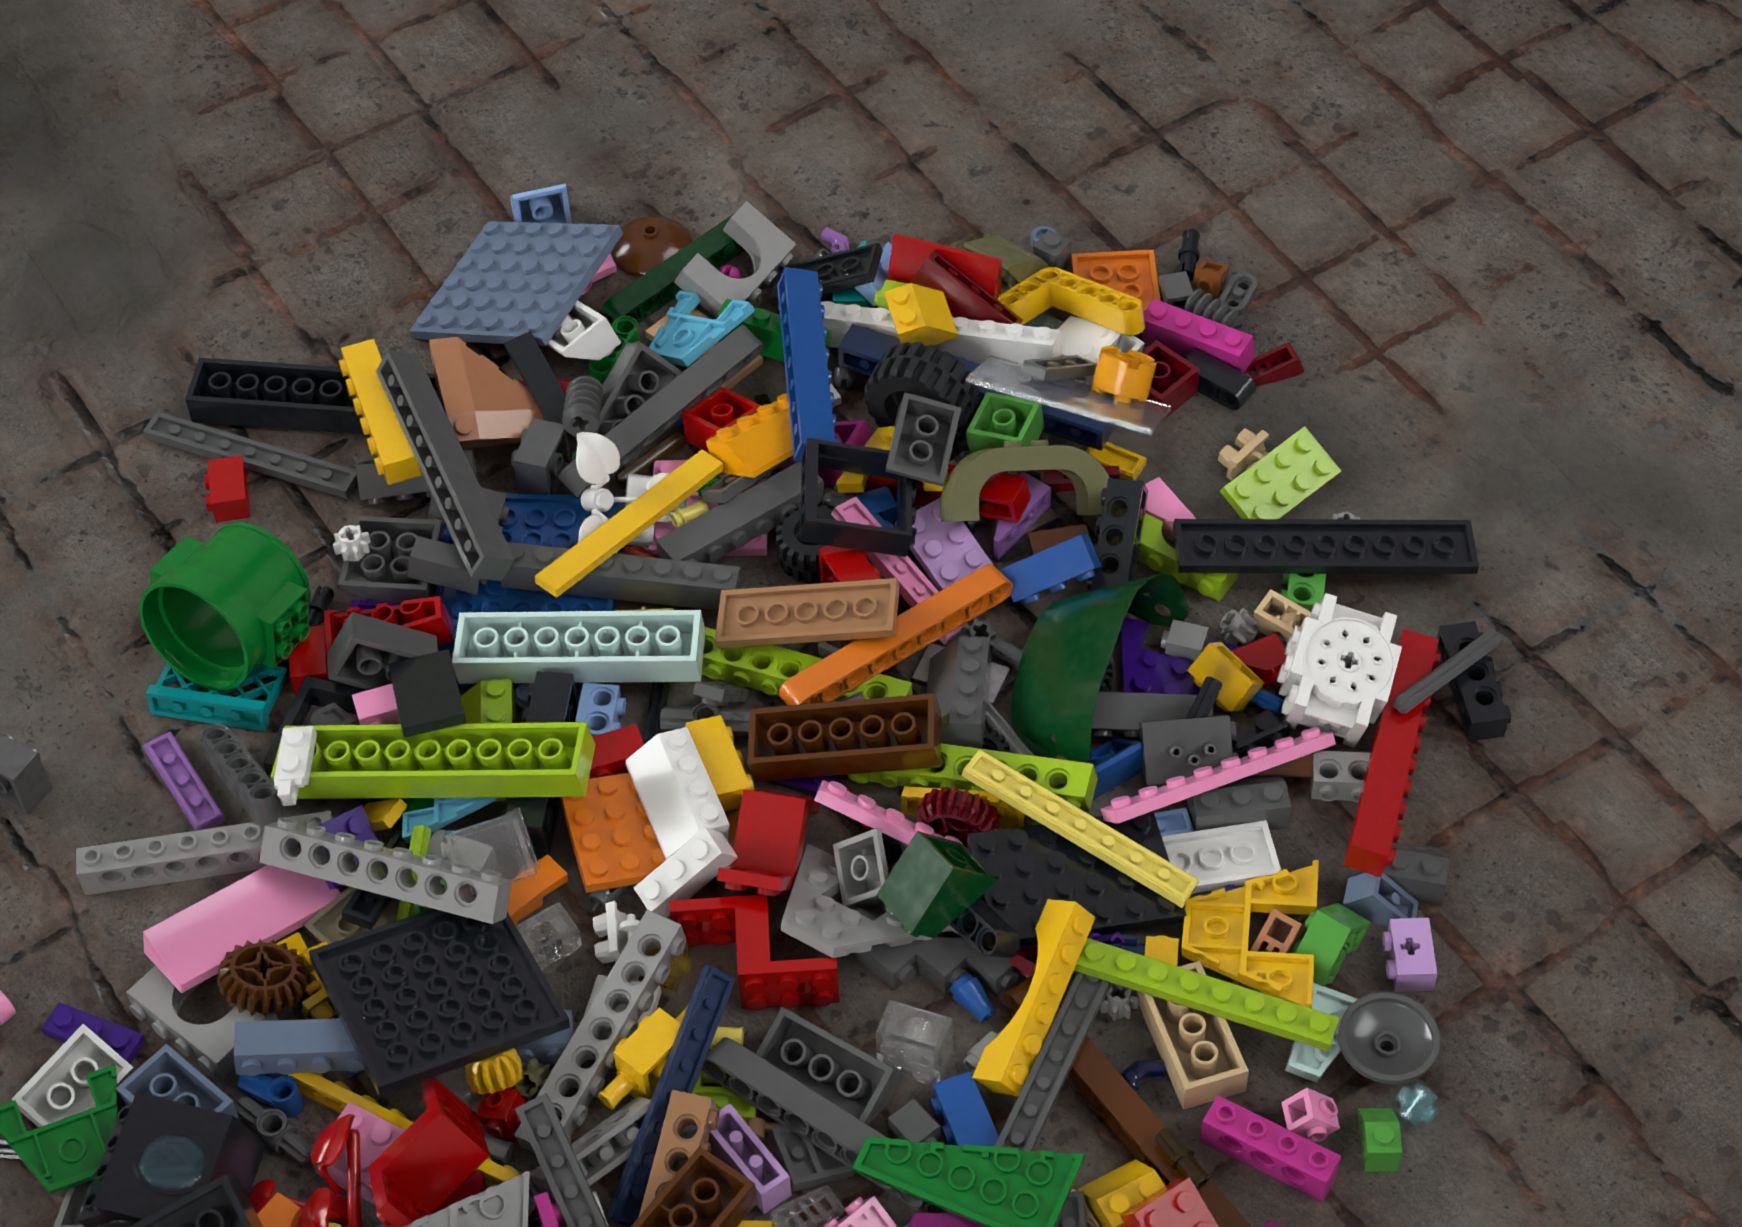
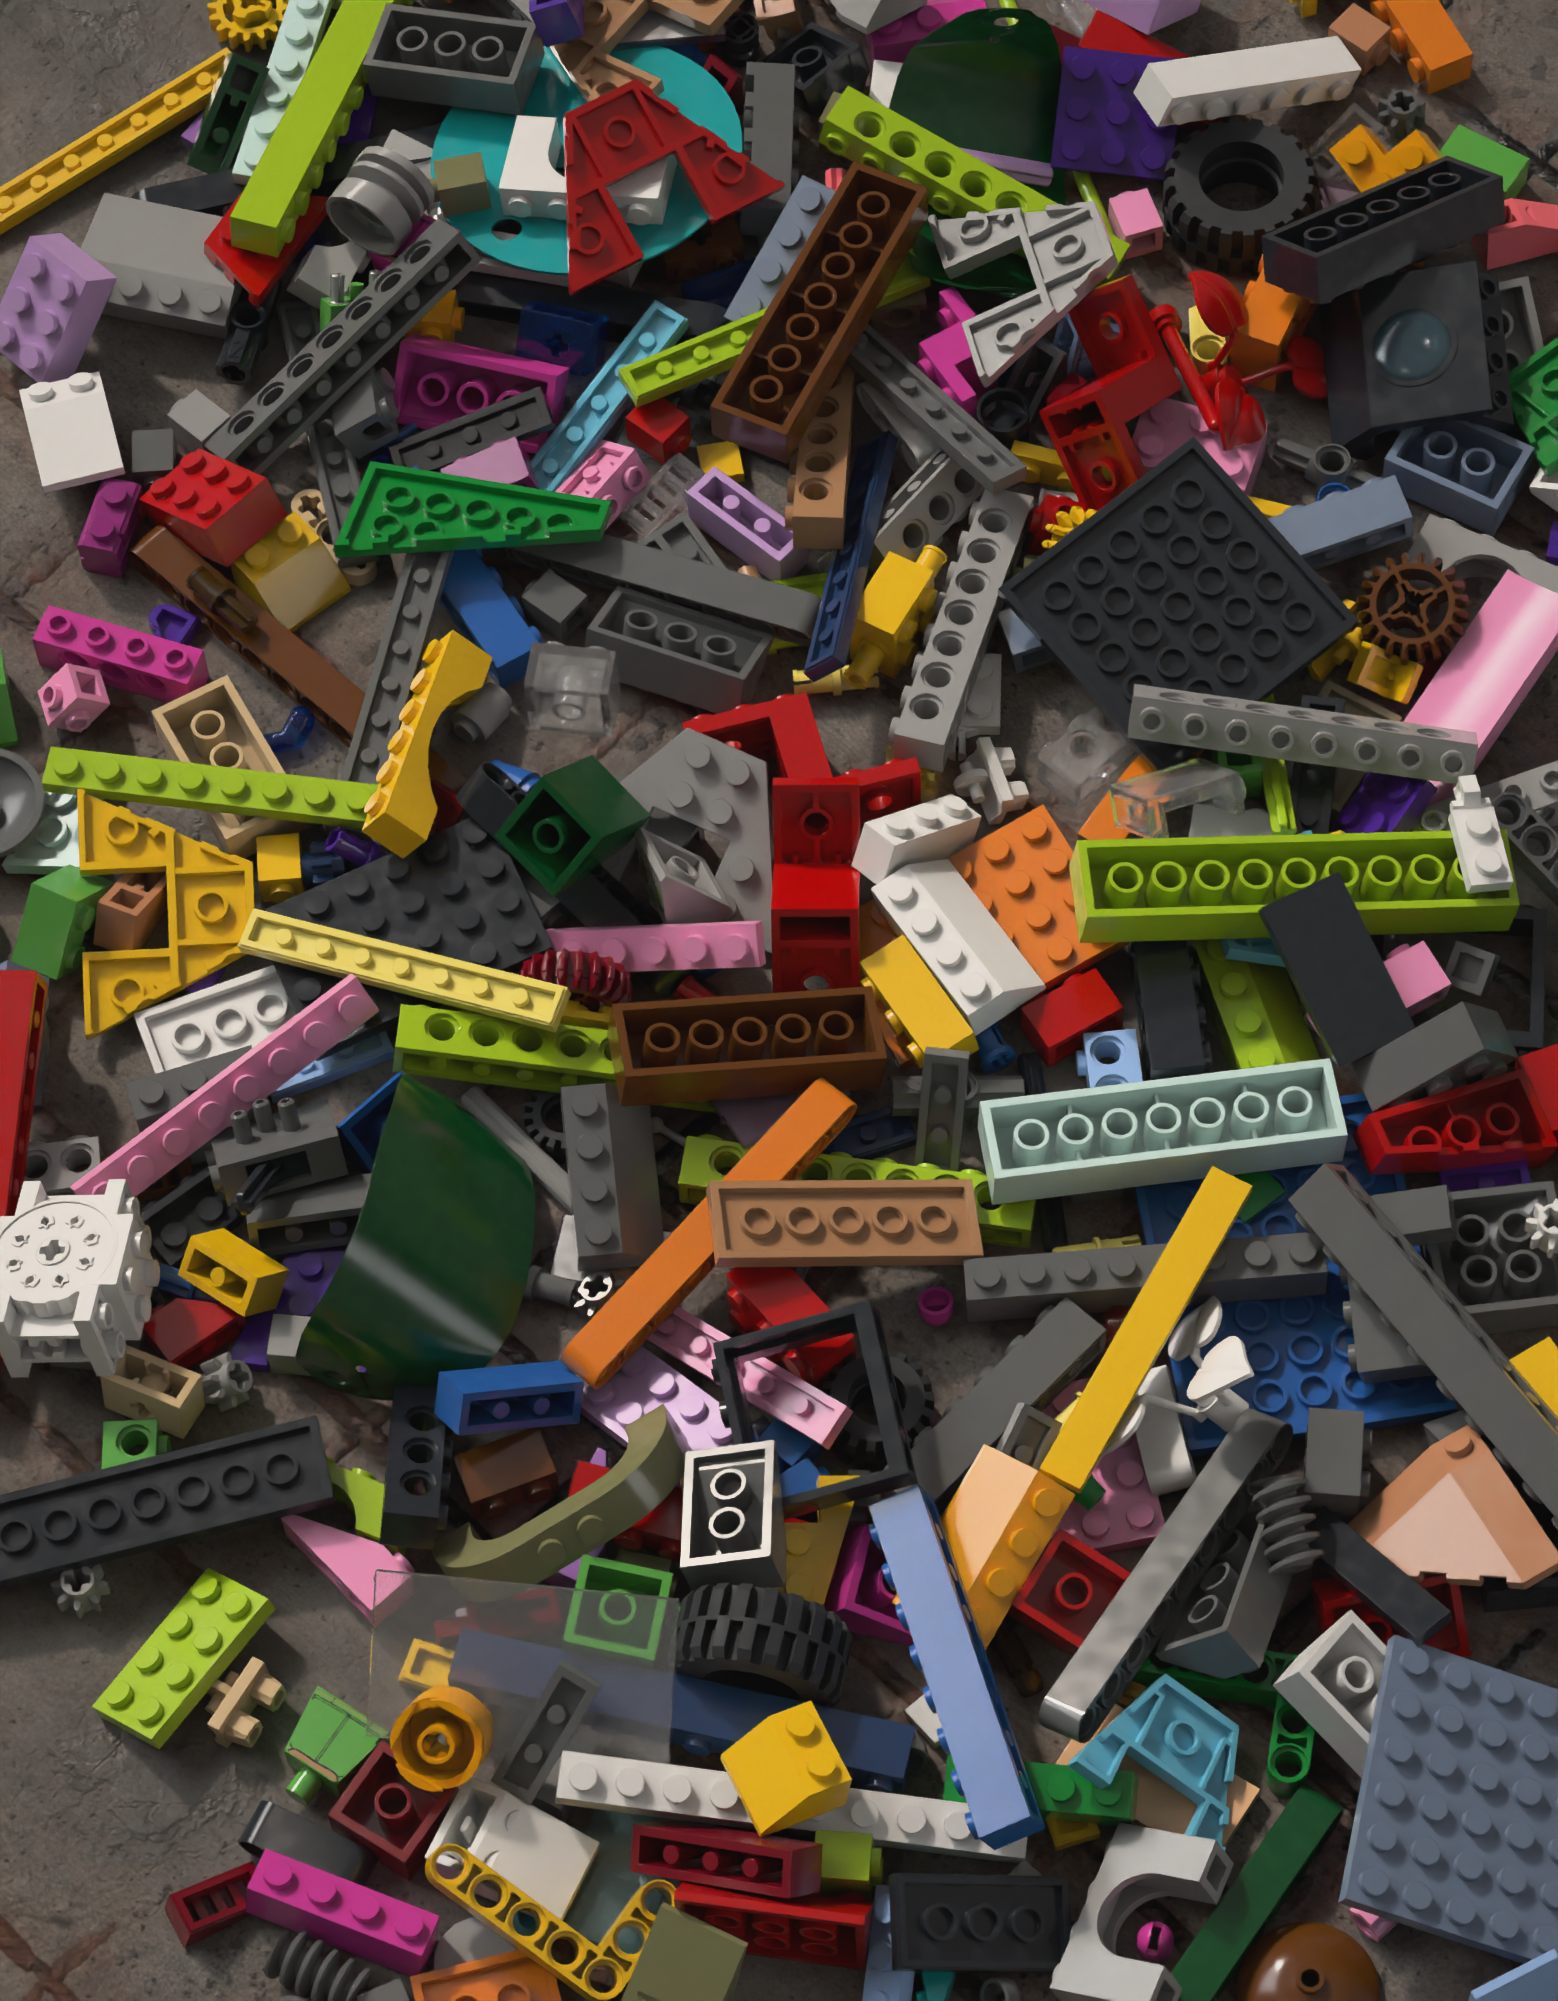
camera: 170 degrees right, 10 degrees up
(1192, 425) = (327, 1747): none -> bright green torso
(1227, 1177) = (174, 624): none -> dark purple tile

